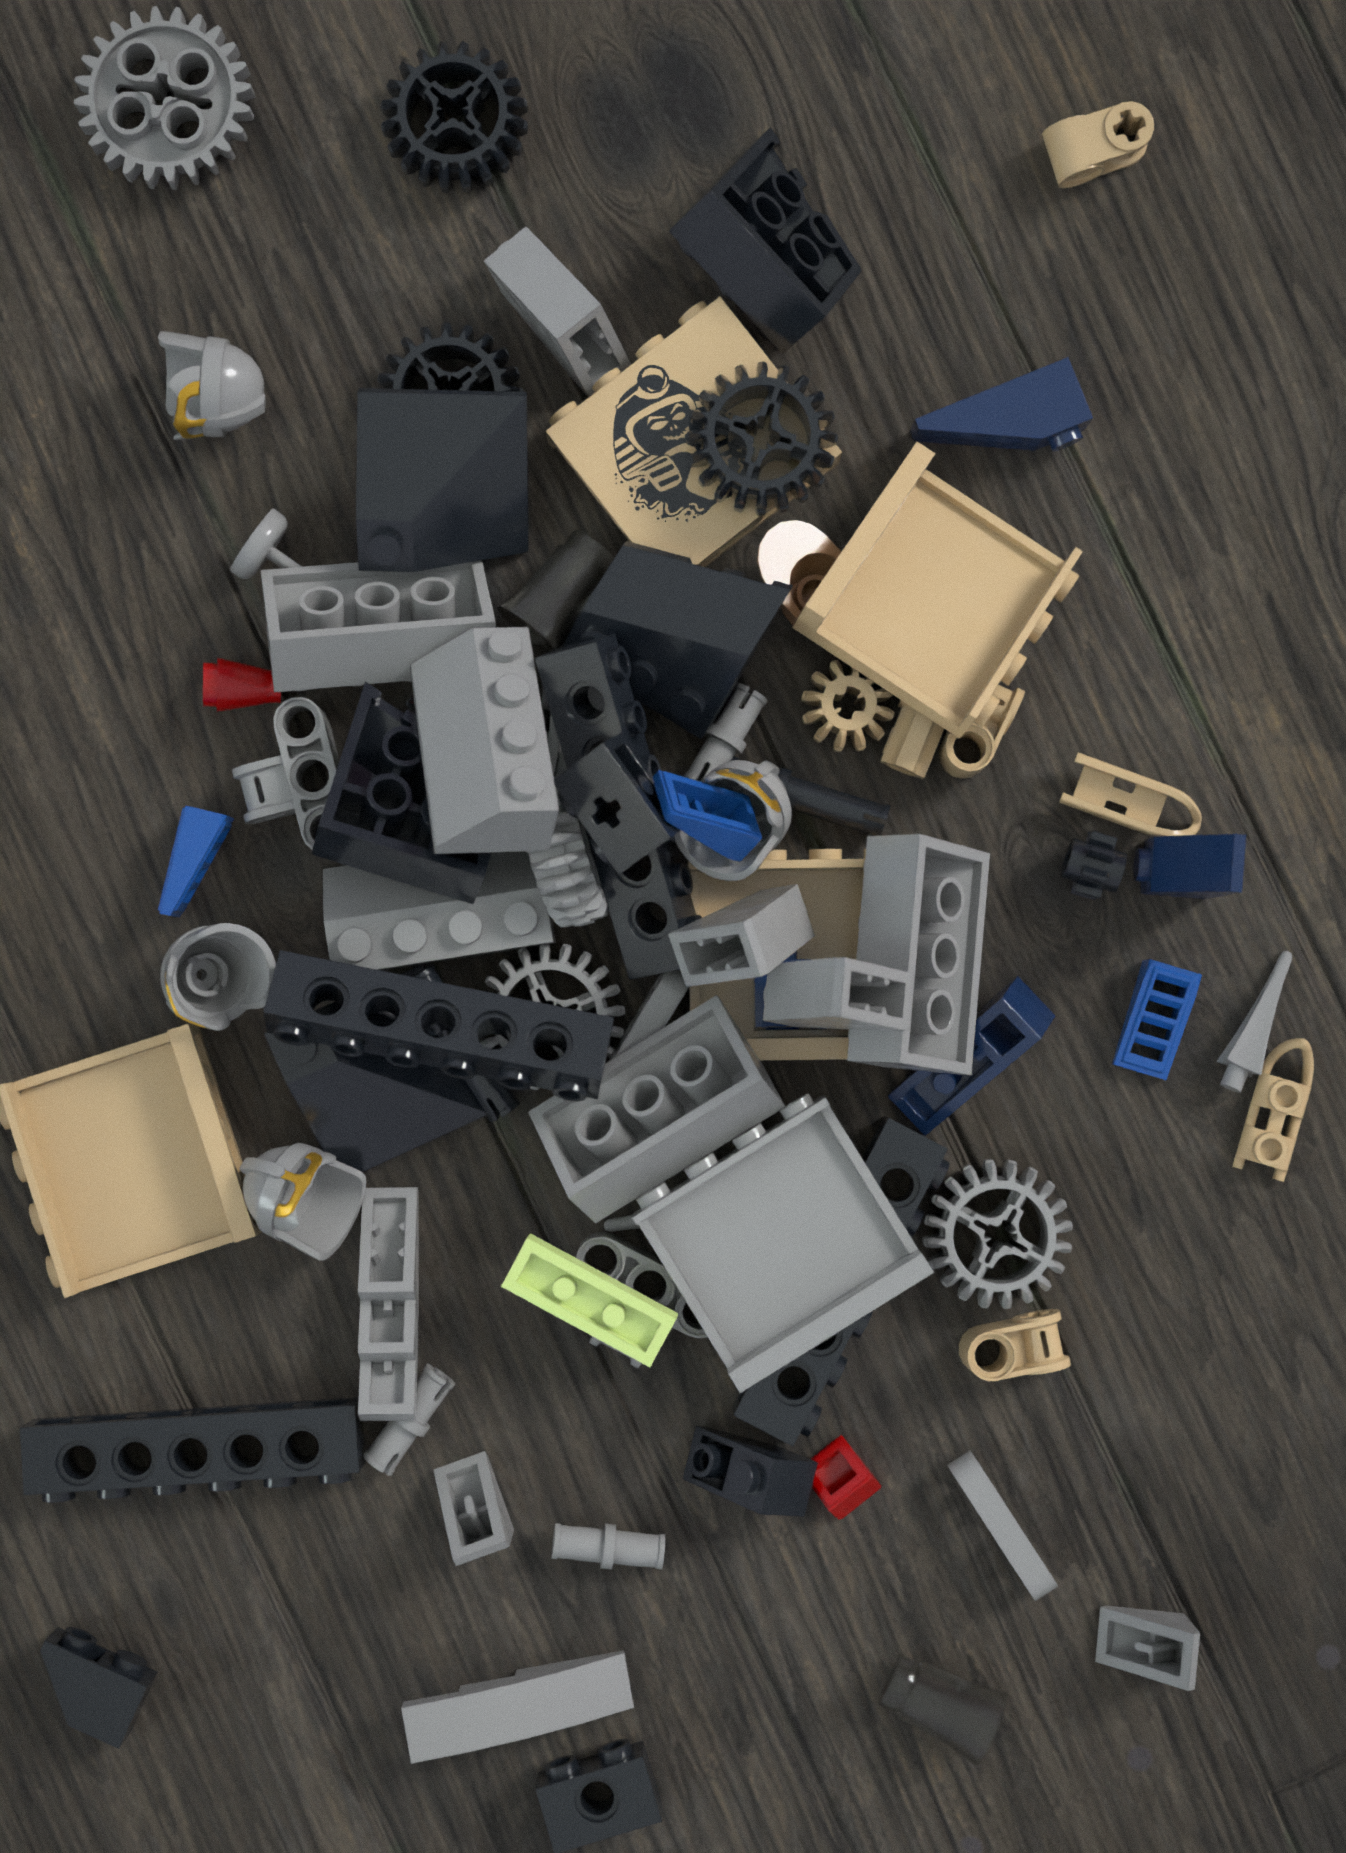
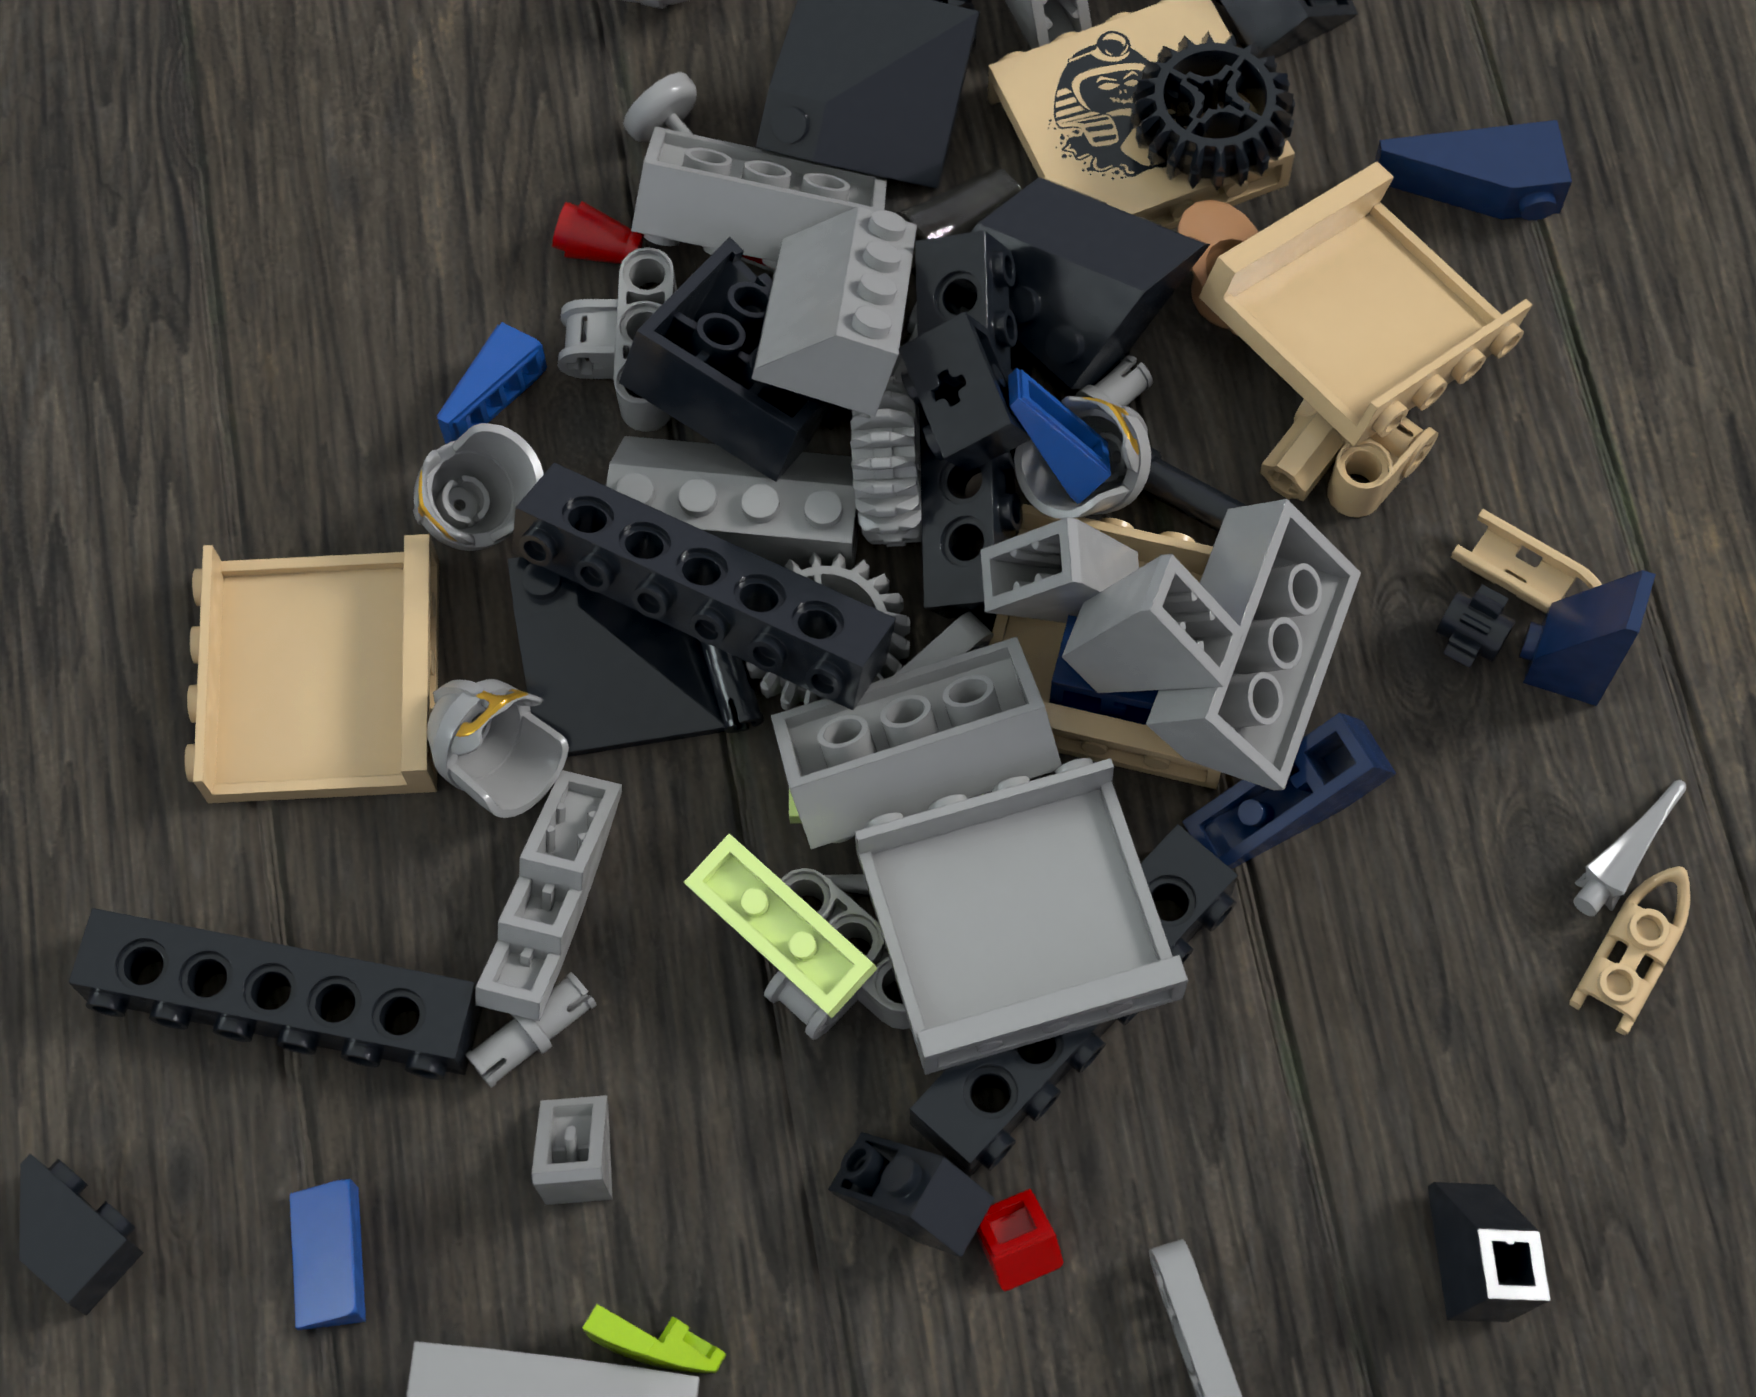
camera: 20 degrees right, 20 degrees down
(305, 1640) = (327, 1255): none -> blue slope
(572, 1648) = (674, 1350): none -> lime slope
(608, 1546) = (717, 1238): light grey pin -> none
(859, 720) = (1261, 407): tan gear -> none
(984, 1256) = (1289, 1015): light grey gear -> none
(1026, 1342) = (1278, 1130): tan piece -> none
(1182, 1005) = (1538, 764): blue slope -> none
(1208, 1400) = (1486, 1254): none -> black slope

